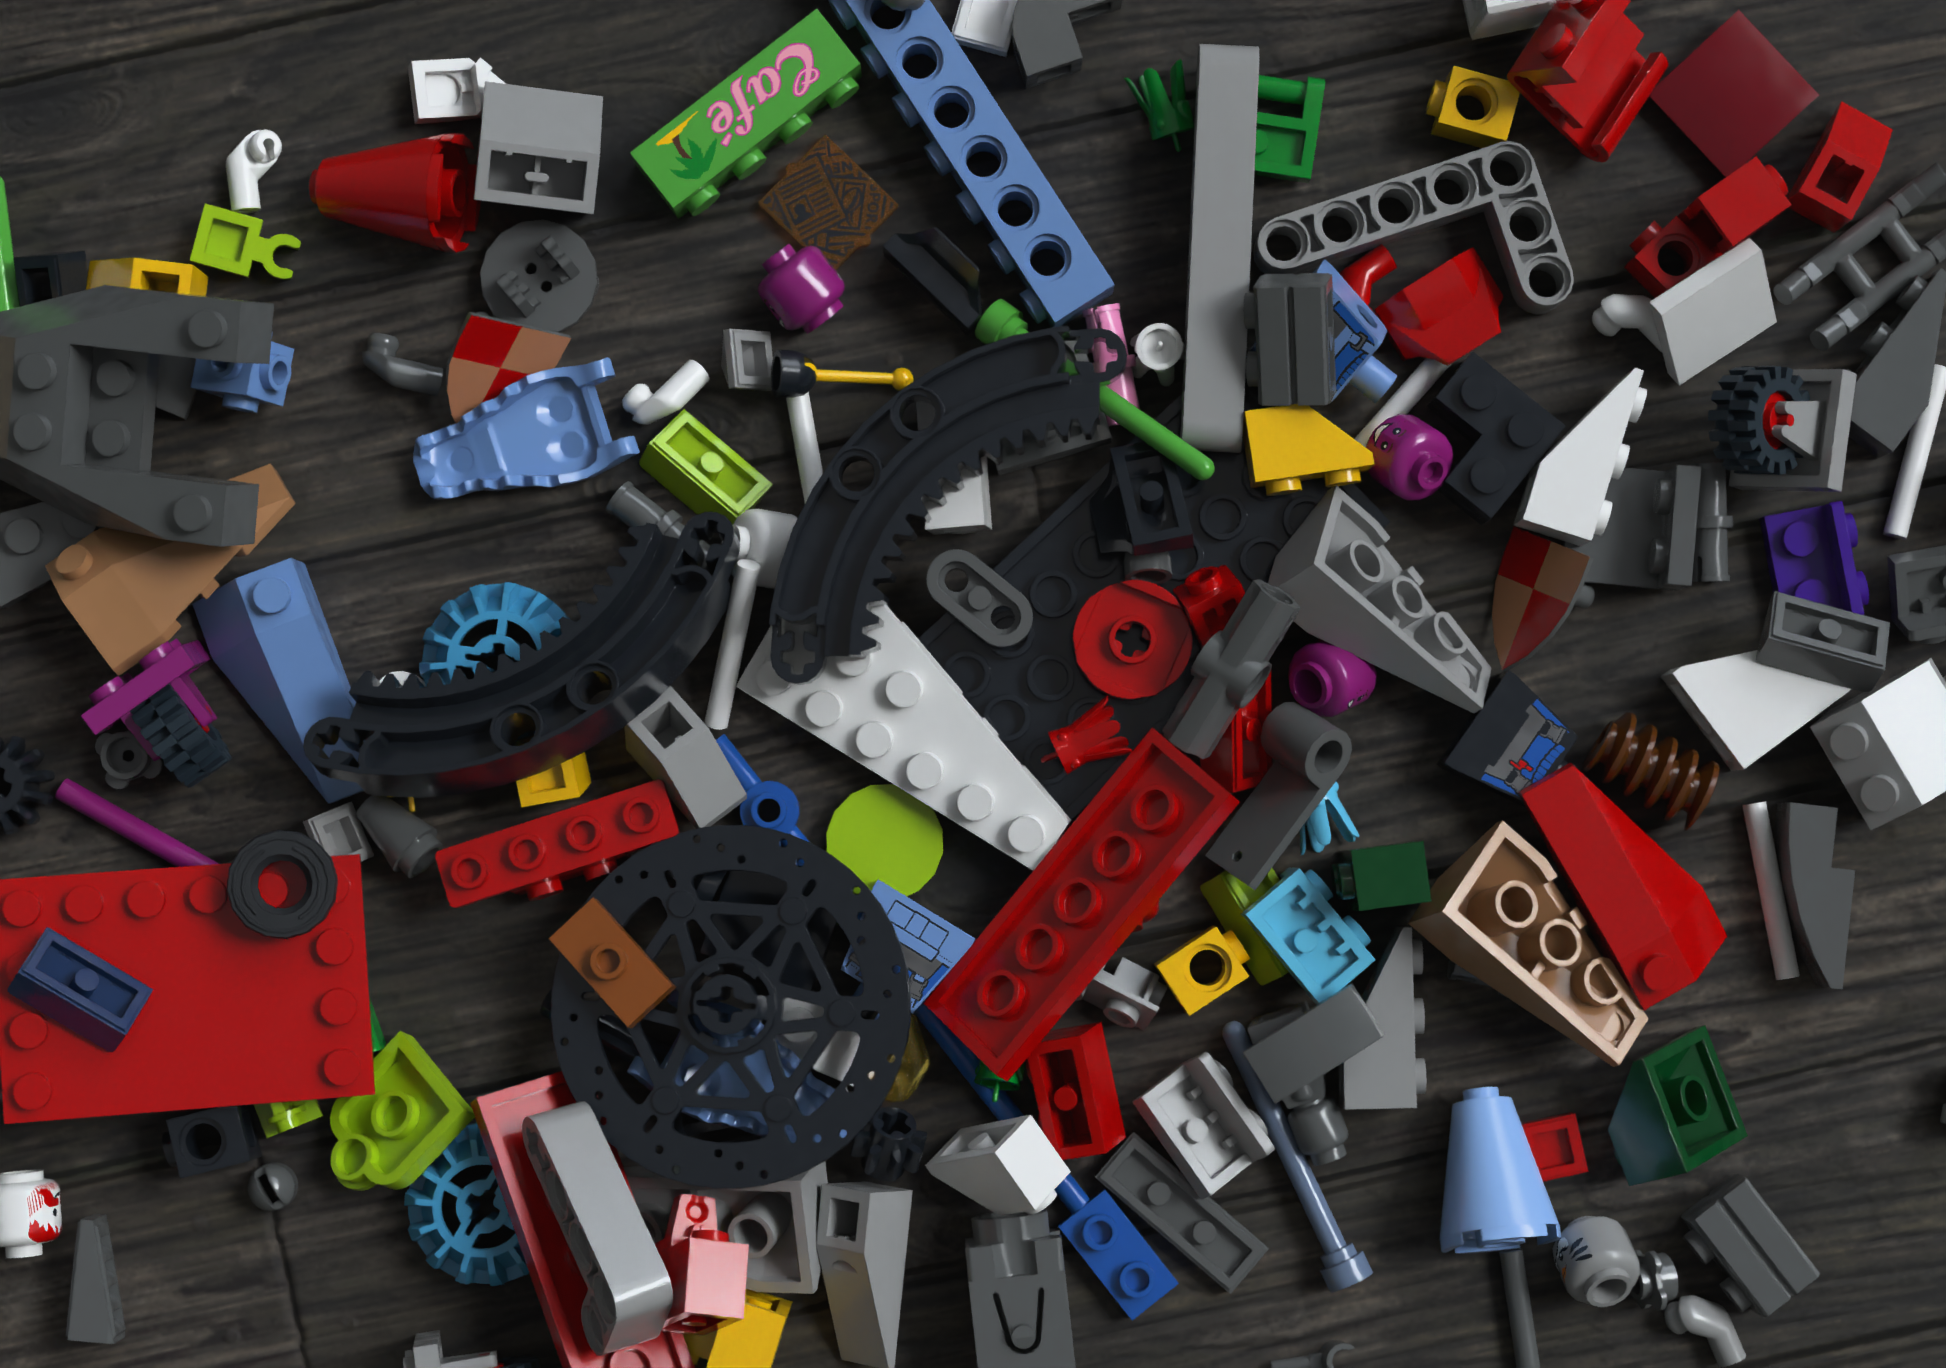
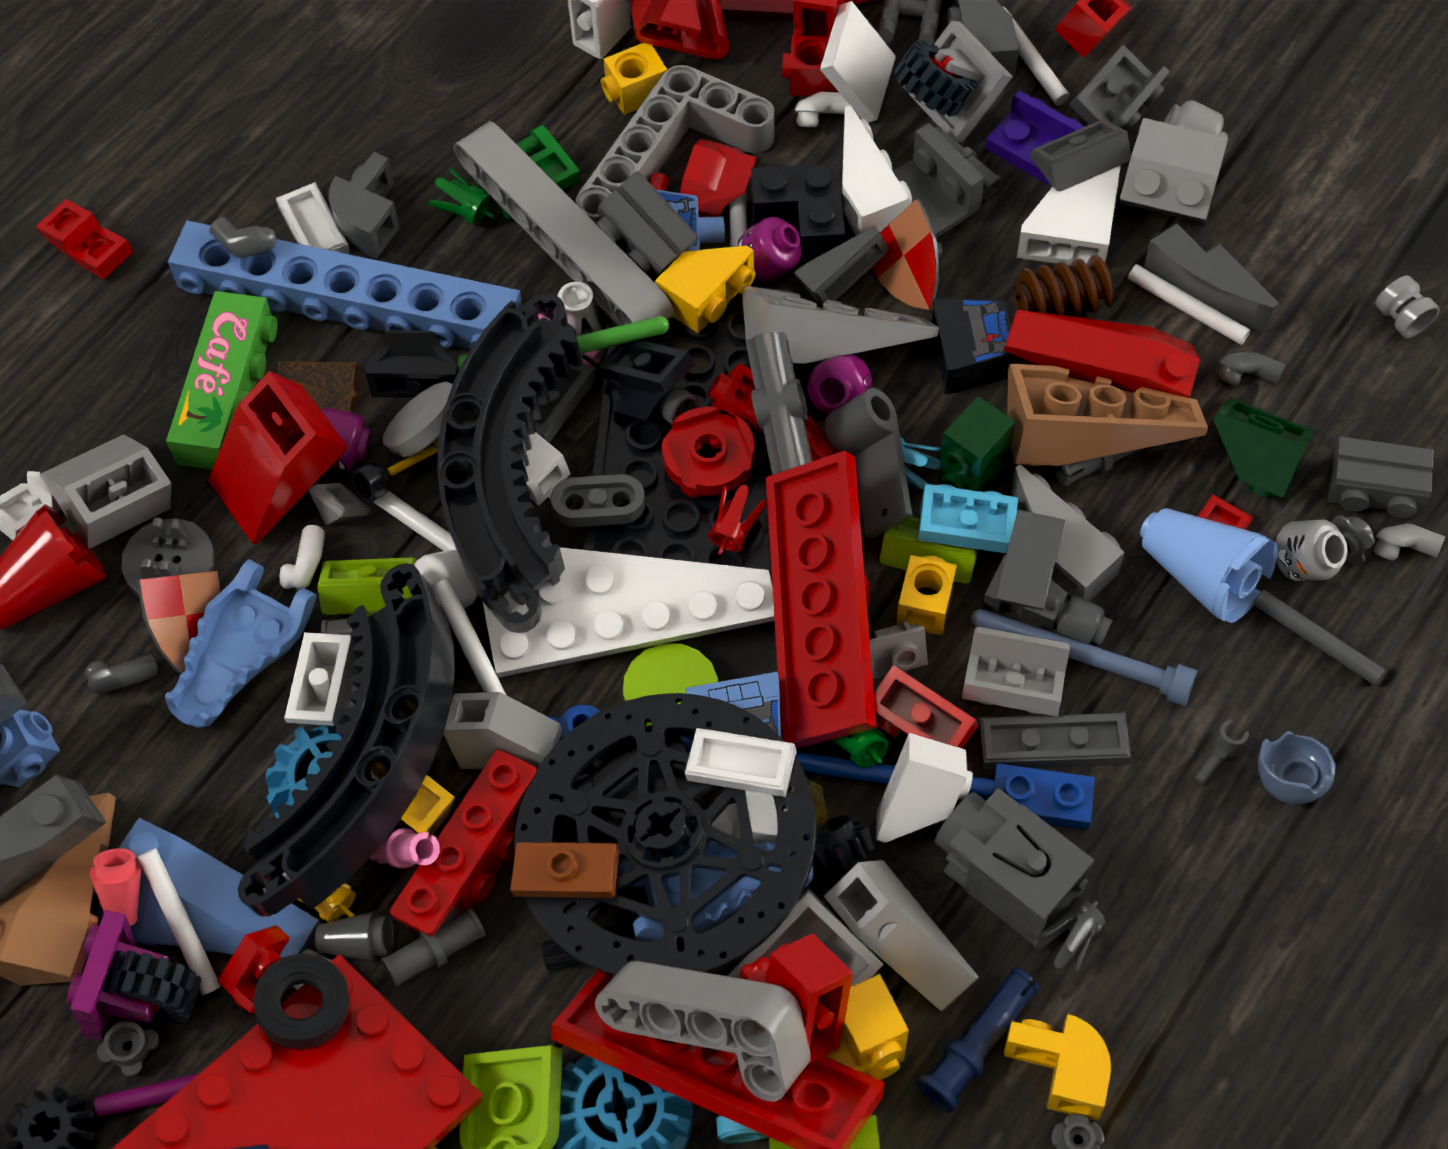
camera: 40 degrees left, 25 degrees down
(219, 612) = (117, 881): none -> coral cone
(251, 688) = (178, 920): none -> white bar
(275, 797) = (250, 961): none -> red bracket
(431, 902) = (433, 950): none -> dark grey pin
(502, 815) = (406, 848): none -> bright pink pin
(561, 565) = (322, 680): none -> white slope
(718, 269) = (273, 454): none -> red slope
(849, 1011) = (740, 762): none -> white tile
(895, 345) = (417, 422): none -> light grey tile
(1446, 542) = (842, 266): none -> dark grey slope
(1755, 1009) = (1251, 363): none -> dark grey arm

